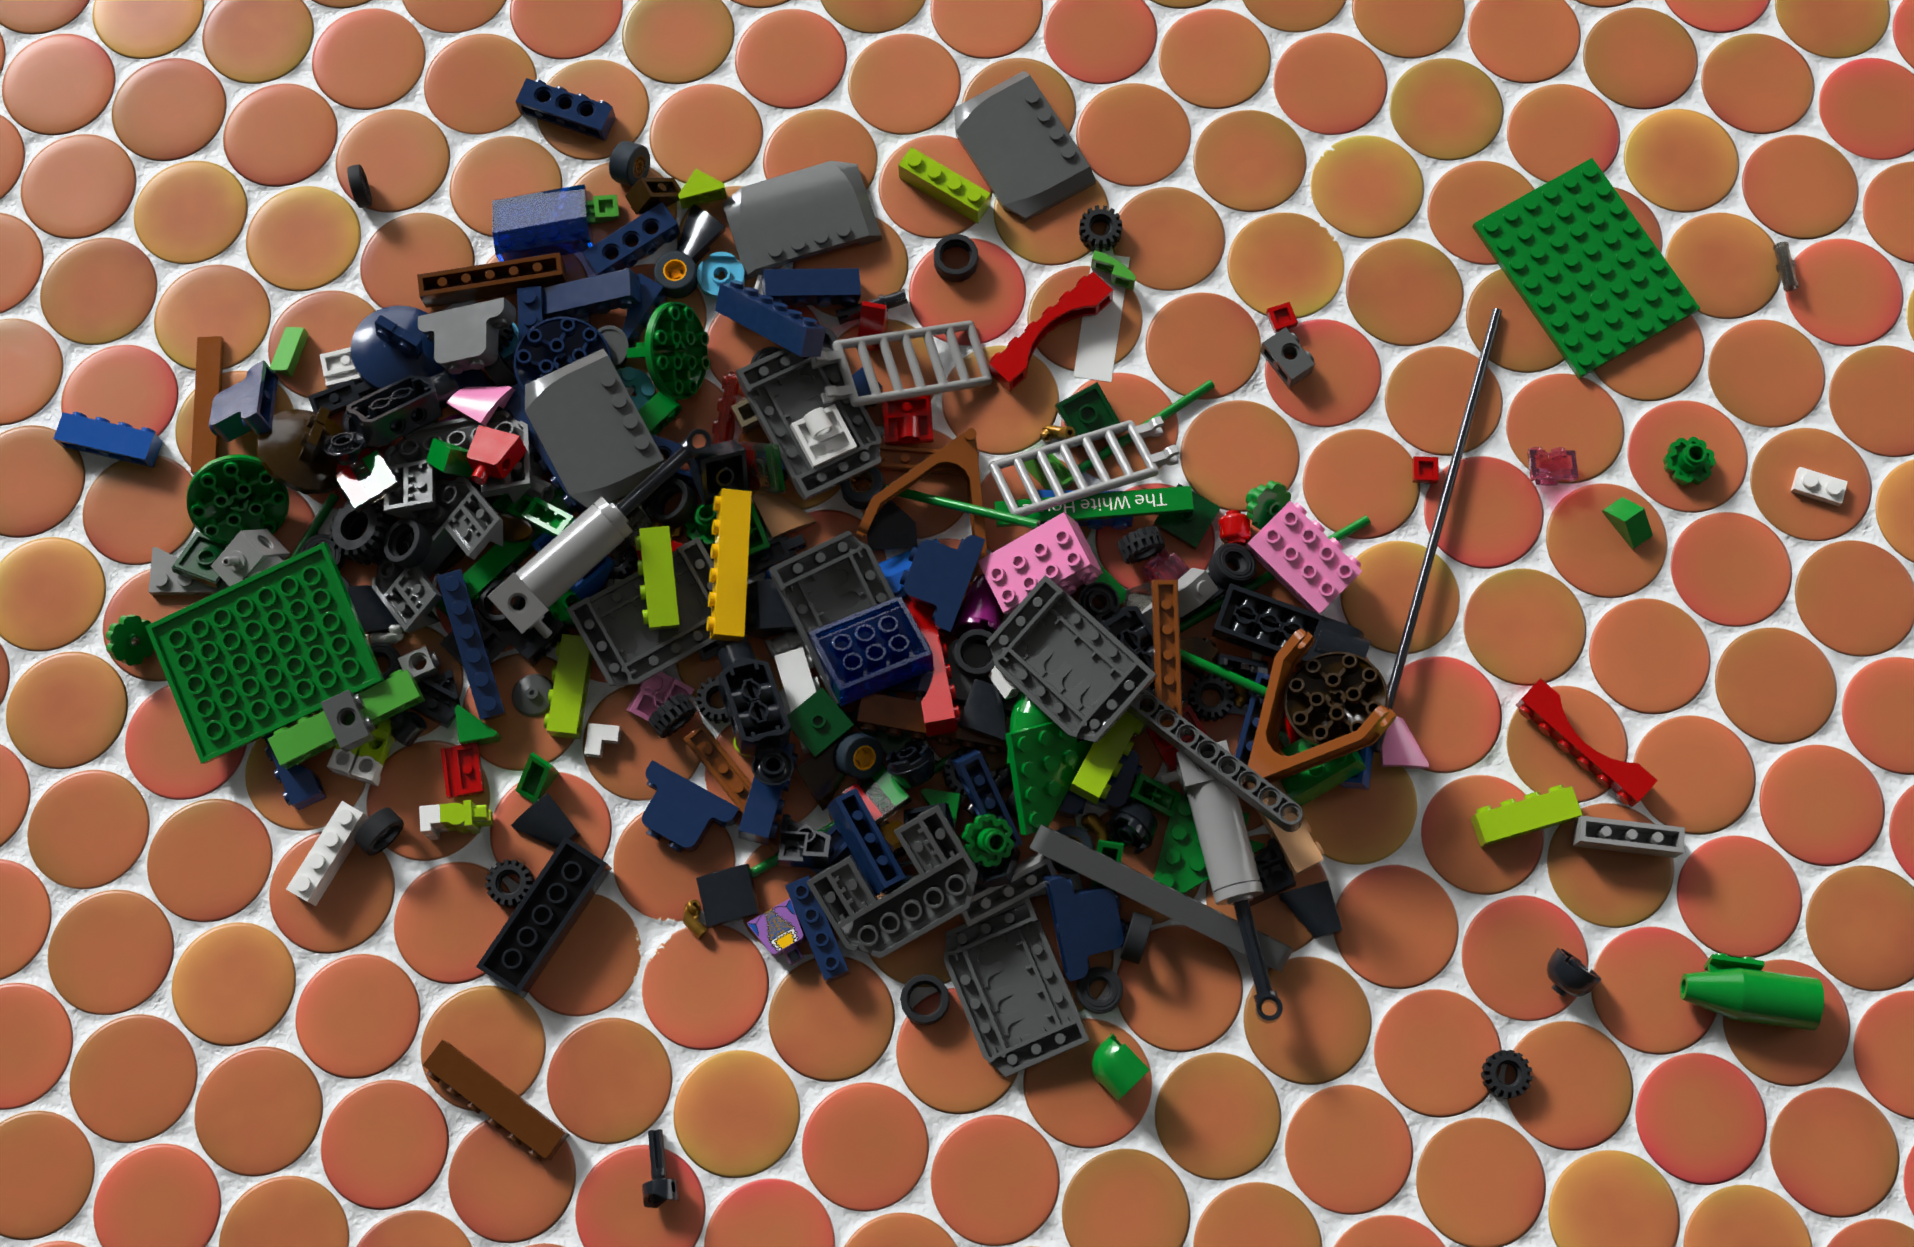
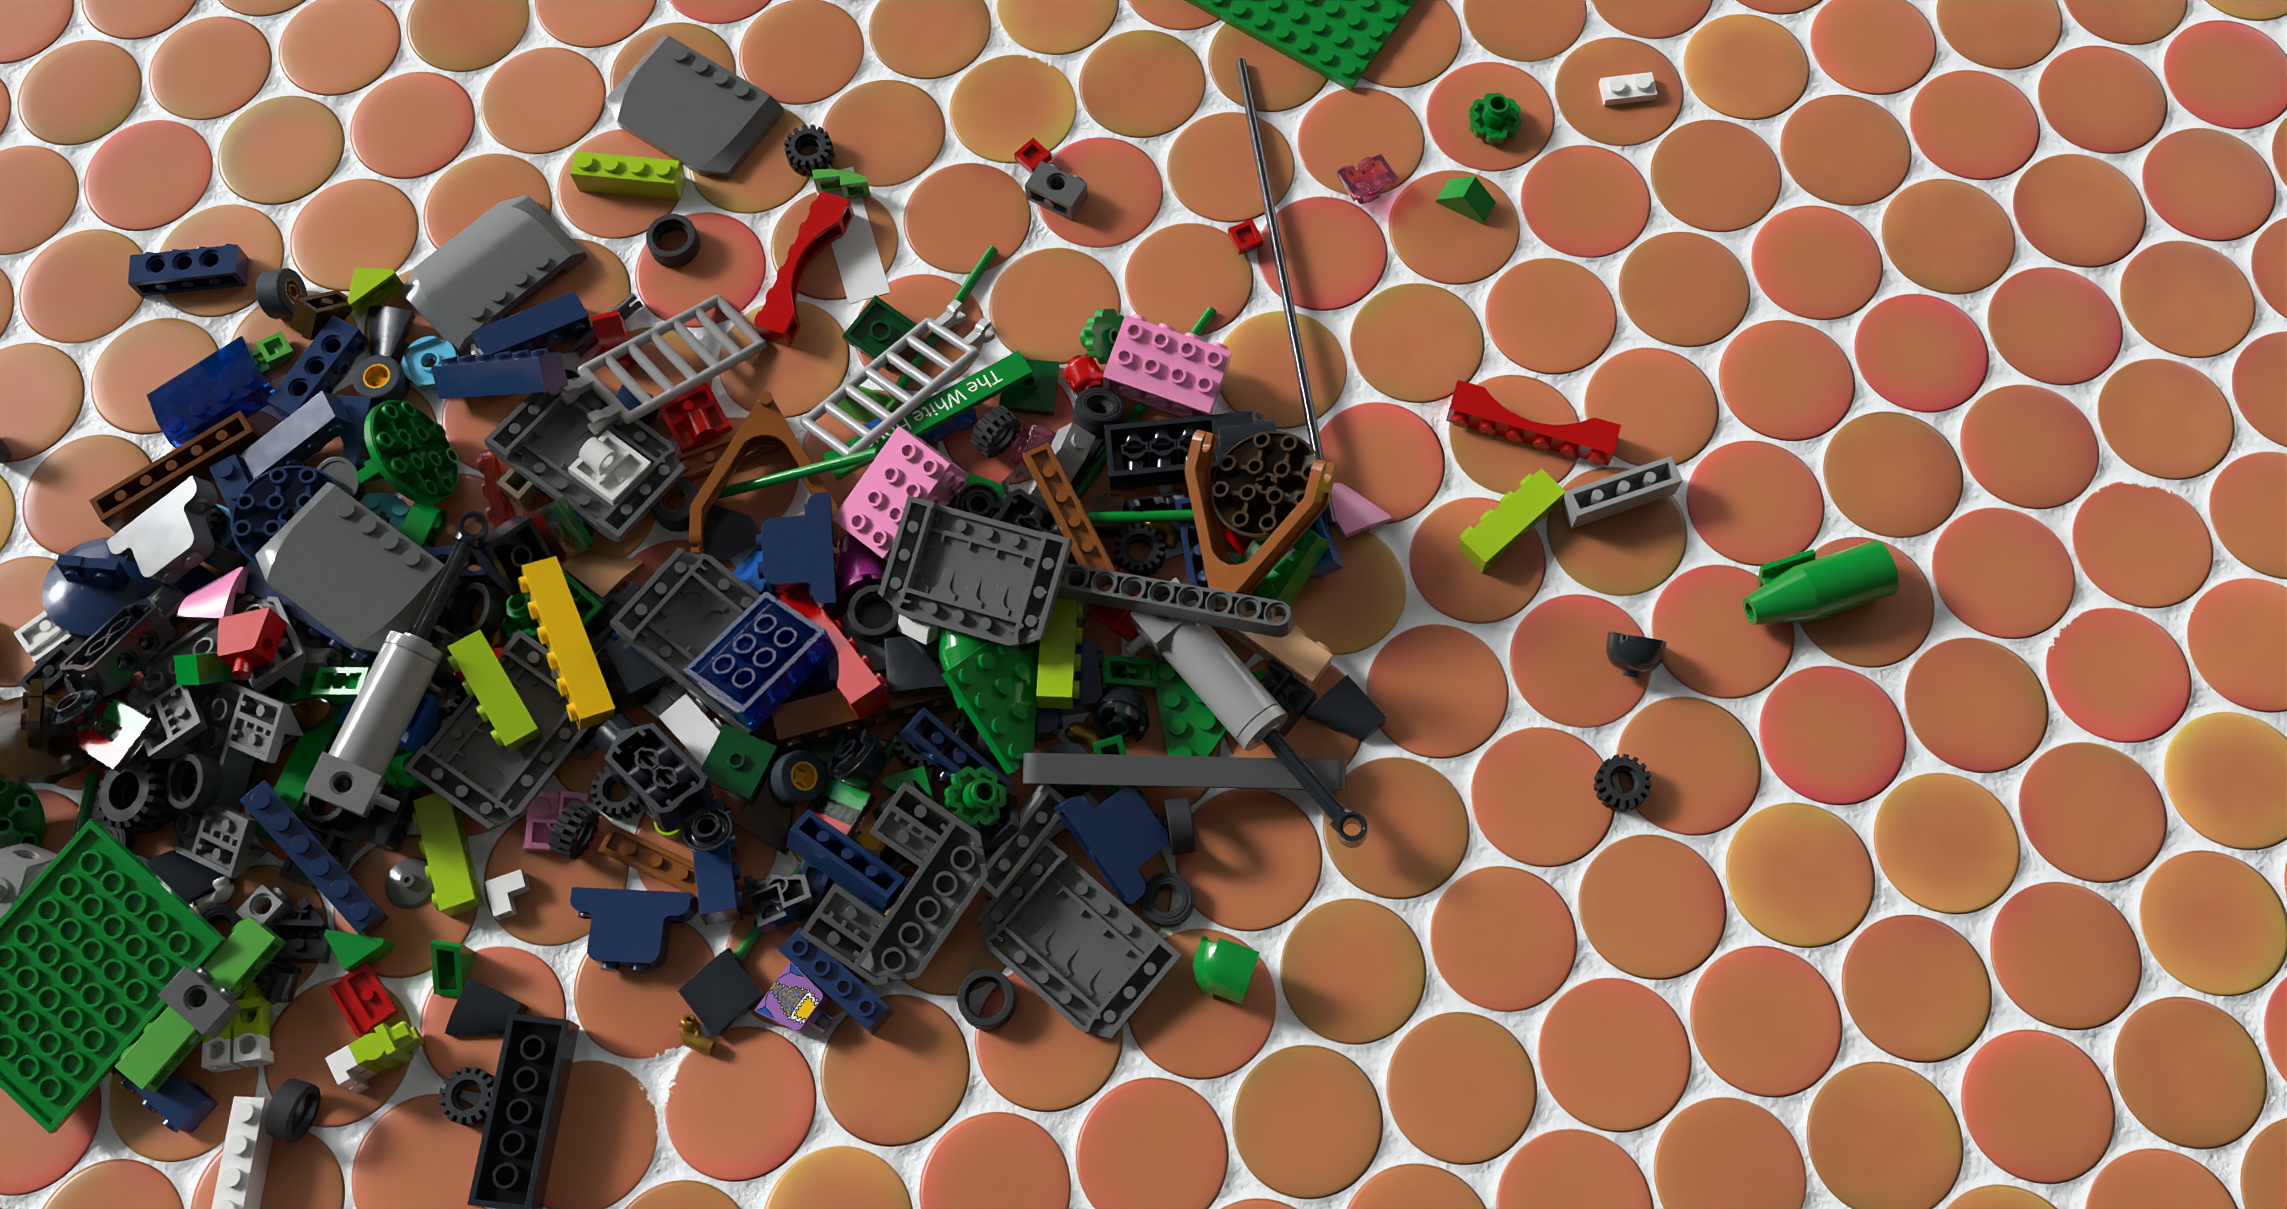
camera: 25 degrees left, 5 degrees down
(1056, 432) = (856, 363): pearl gold arm -> none

